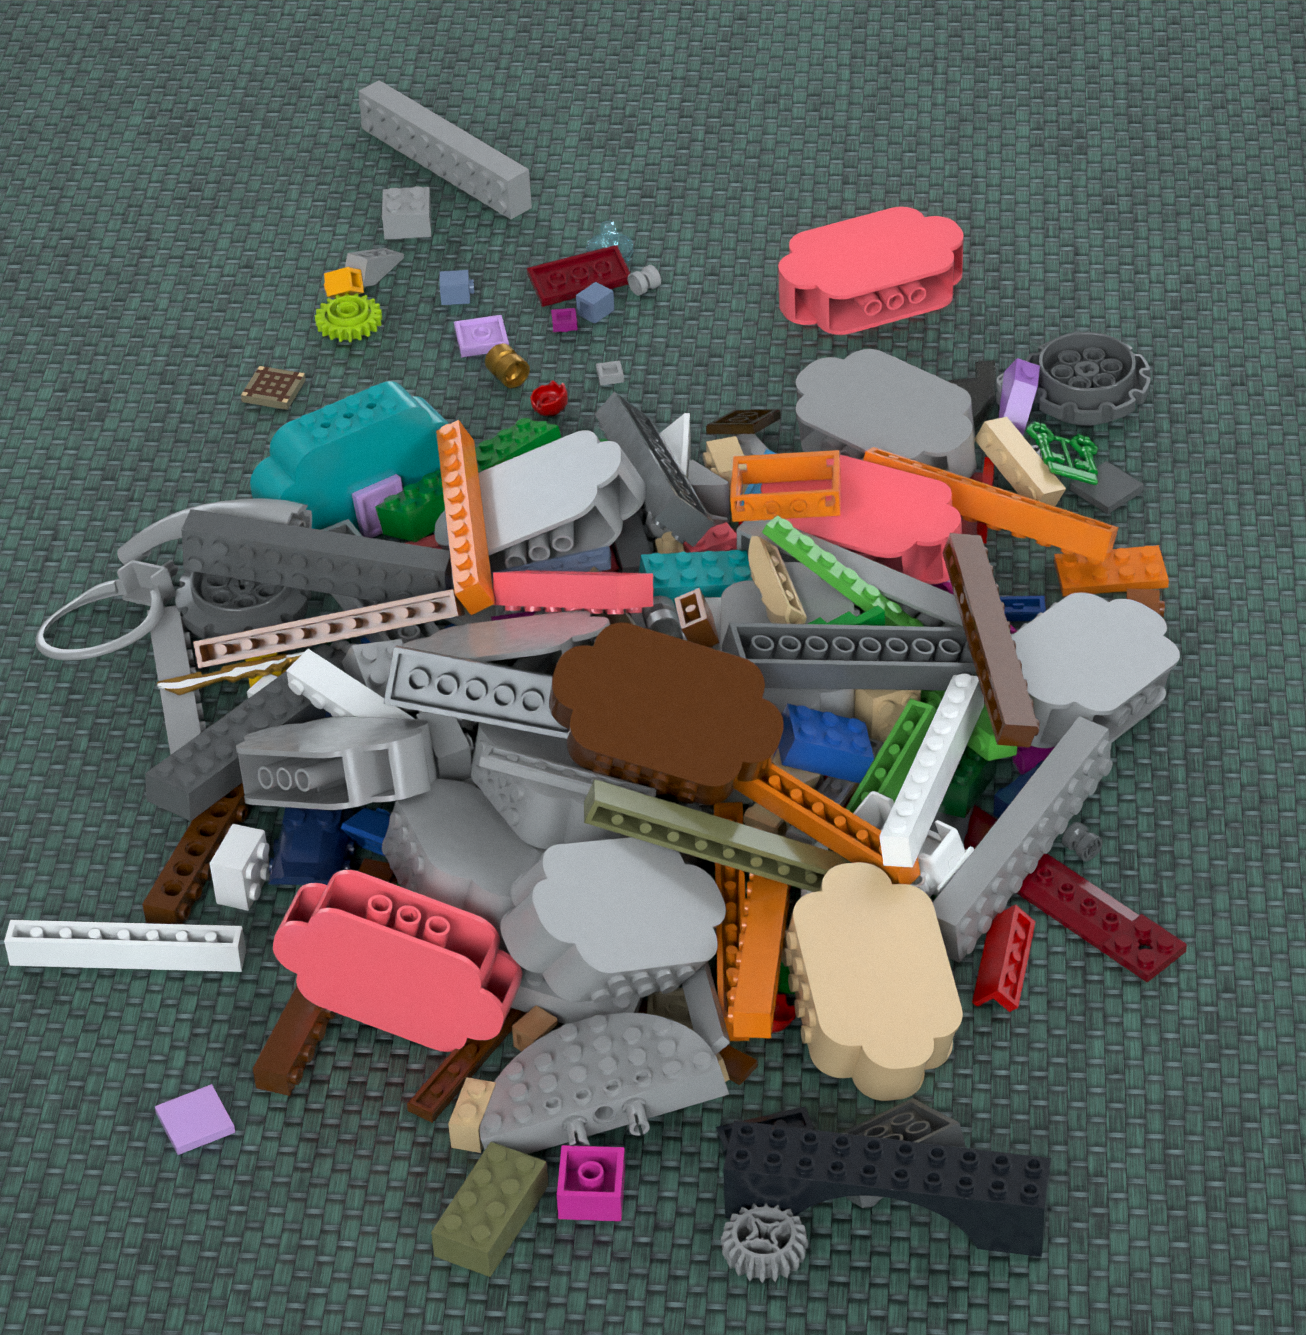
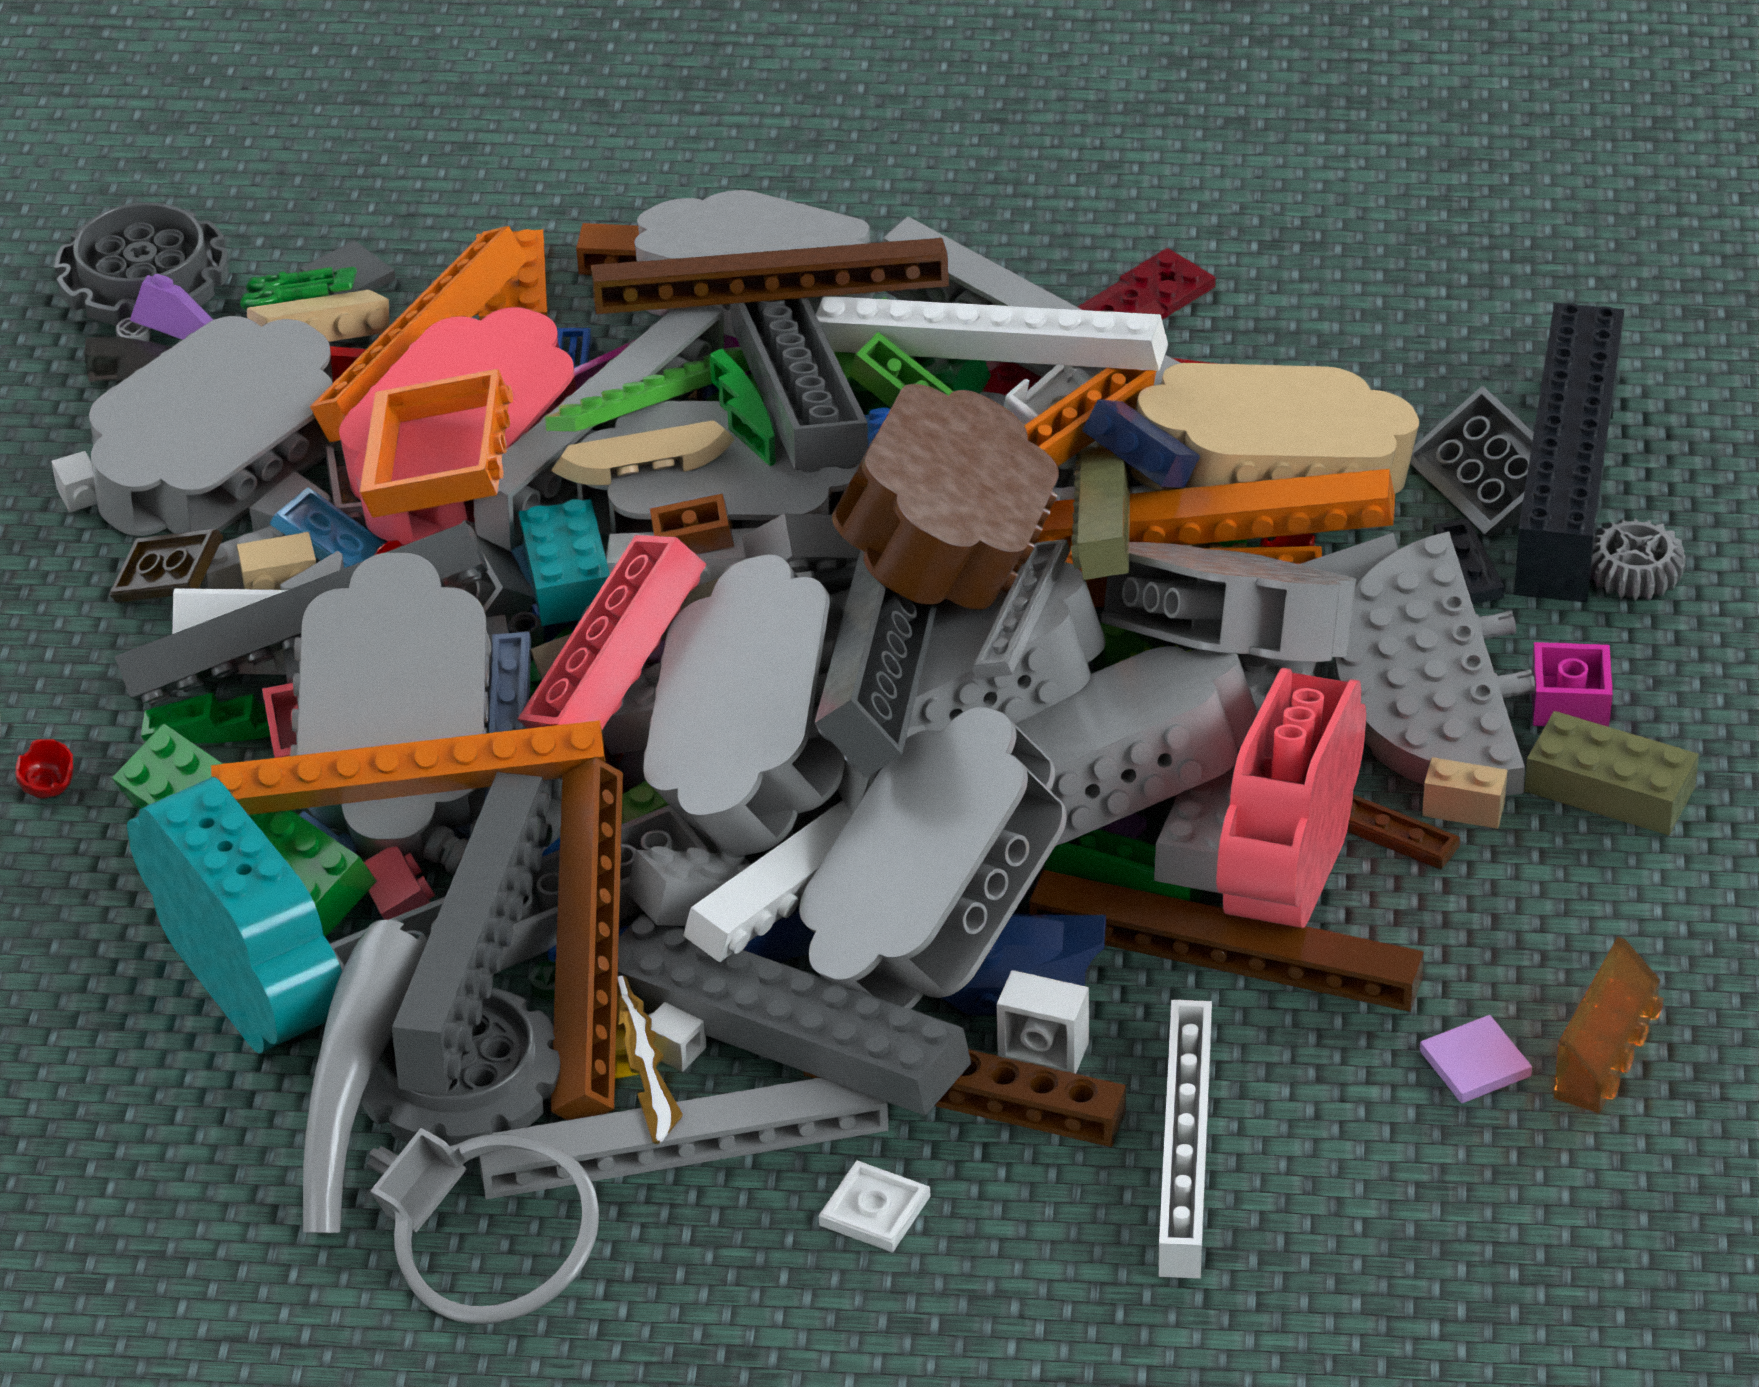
camera: 90 degrees left, 0 degrees up
(107, 803) = (874, 1206): none -> white tile
(195, 1183) = (1607, 1029): none -> clear orange slope
(808, 865) = (1141, 443): none -> dark blue brick

